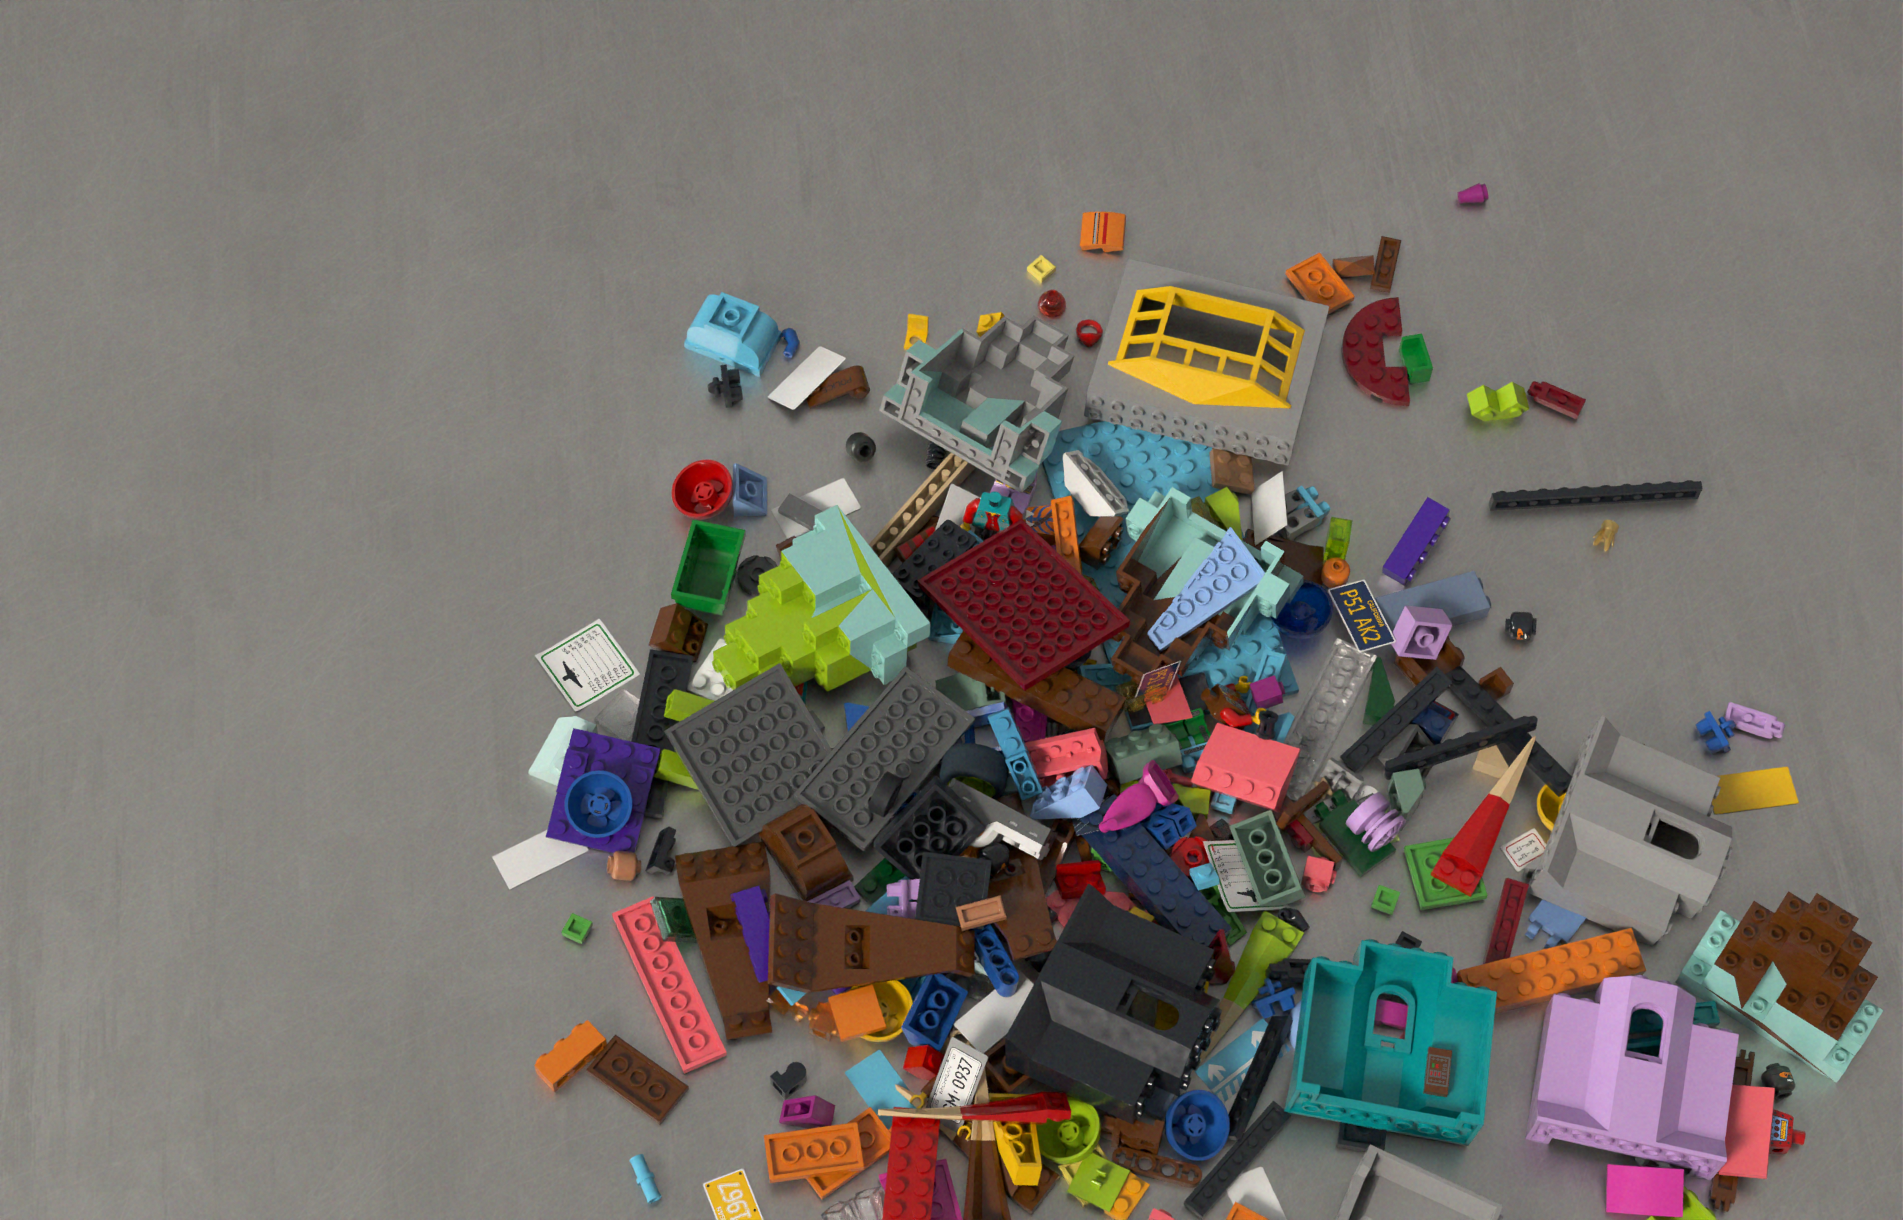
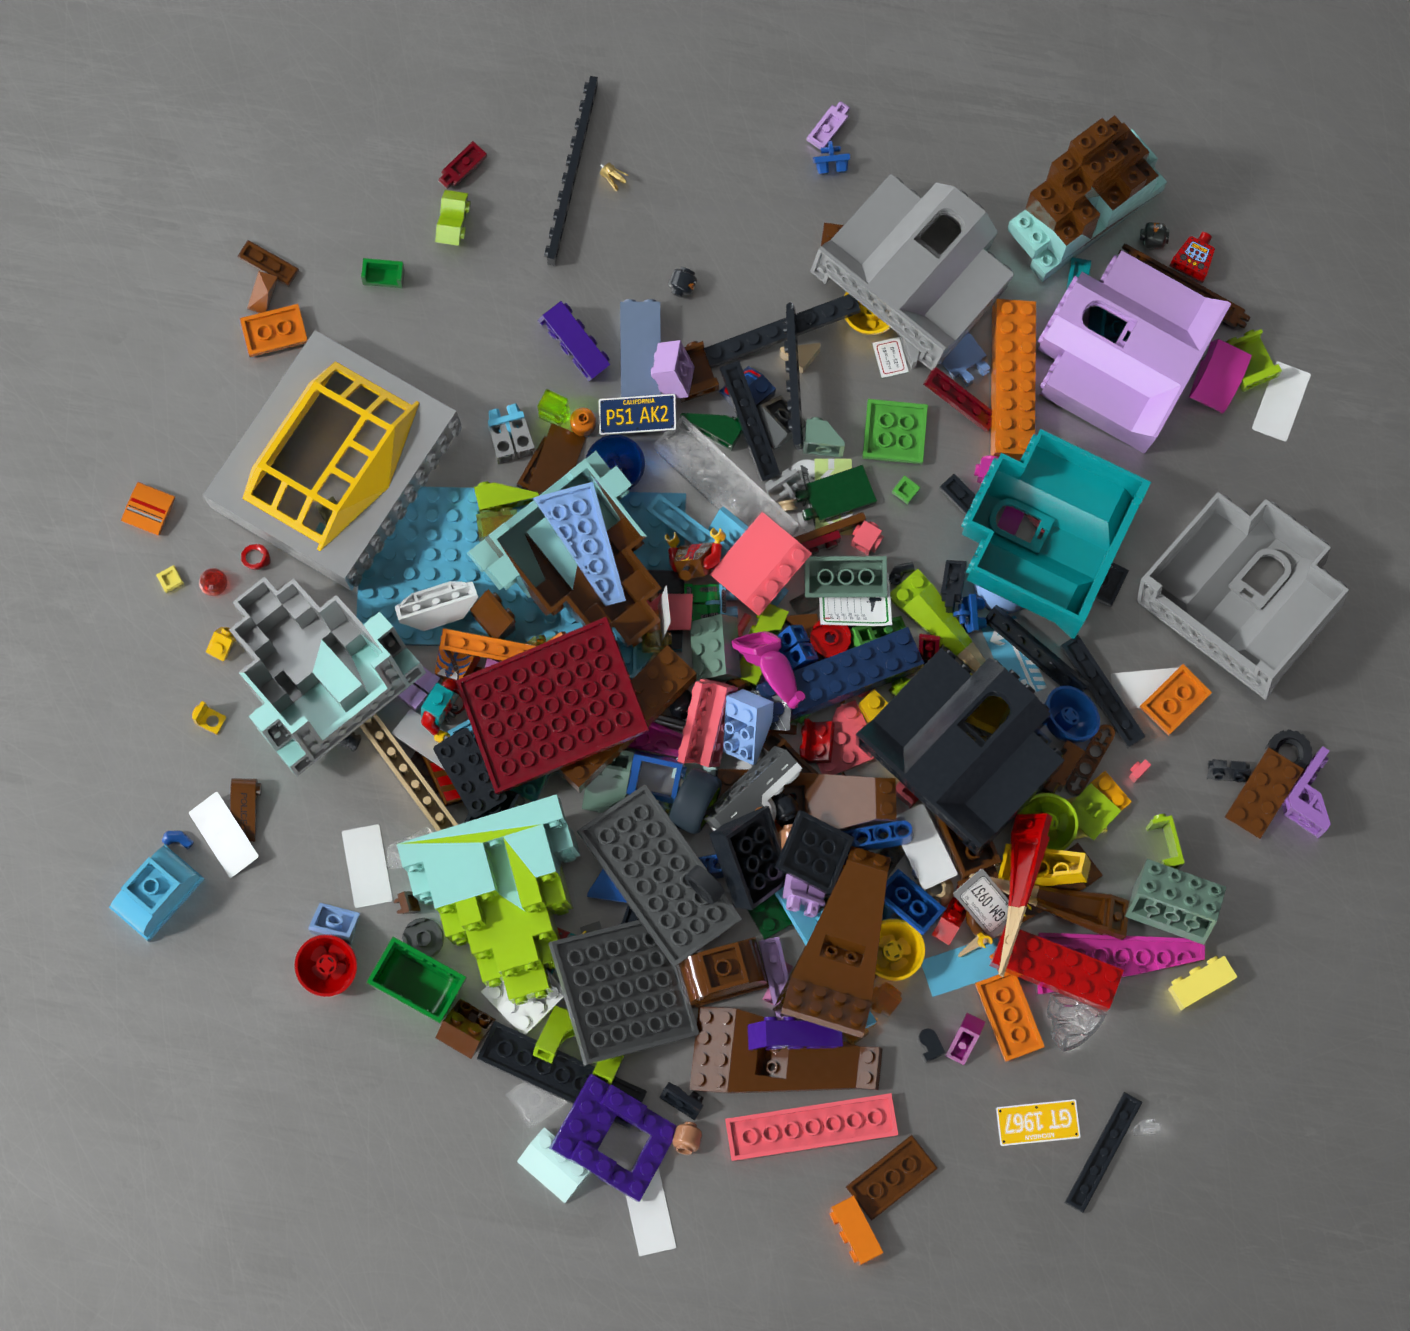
camera: 75 degrees left, 15 degrees up
(577, 928) = (735, 1195): bright green plate -> none
(587, 665) = (468, 1121): white sticker -> none
(592, 793) = (648, 1141): blue piece -> none
(645, 1178) = (986, 1193): medium azure pin -> none
(673, 919) = (756, 1107): clear green plate -> none
(728, 377) = (200, 909): black hips -> none
(799, 511) = (369, 880): flat silver tile -> none
(813, 1152) = (1007, 1042): orange plate -> none
(857, 1013) = (896, 969): orange tile -> none
(860, 447) = (319, 805): pearl dark grey head -> none
(981, 913) = (844, 834): nougat tile -> none
(1015, 753) = (694, 758): dark azure slope -> none
(1204, 876) = (855, 633): medium azure plate -> none
(1231, 471) = (450, 478): medium nougat plate -> none
(1267, 692) = (693, 521): magenta brick -> none
(1267, 725) = (731, 538): black bush -> none
(1269, 508) = (505, 457): white sticker -> none
(1302, 805) = (808, 528): reddish brown tile -> none
(1365, 355) = (356, 315): dark red plate -> none
(1379, 826) = (844, 471): lavender wheel -> none
(1437, 1072) = (1083, 502): reddish brown tile -> none
(1471, 848) = (888, 405): red plate -> none
(1473, 194) = (219, 156): magenta cone -> none
(1496, 683) = (732, 324): reddish brown panel -> none
(1749, 1131) = (1196, 272): coral tile -> none
(1754, 790) = (888, 149): yellow sticker -> none

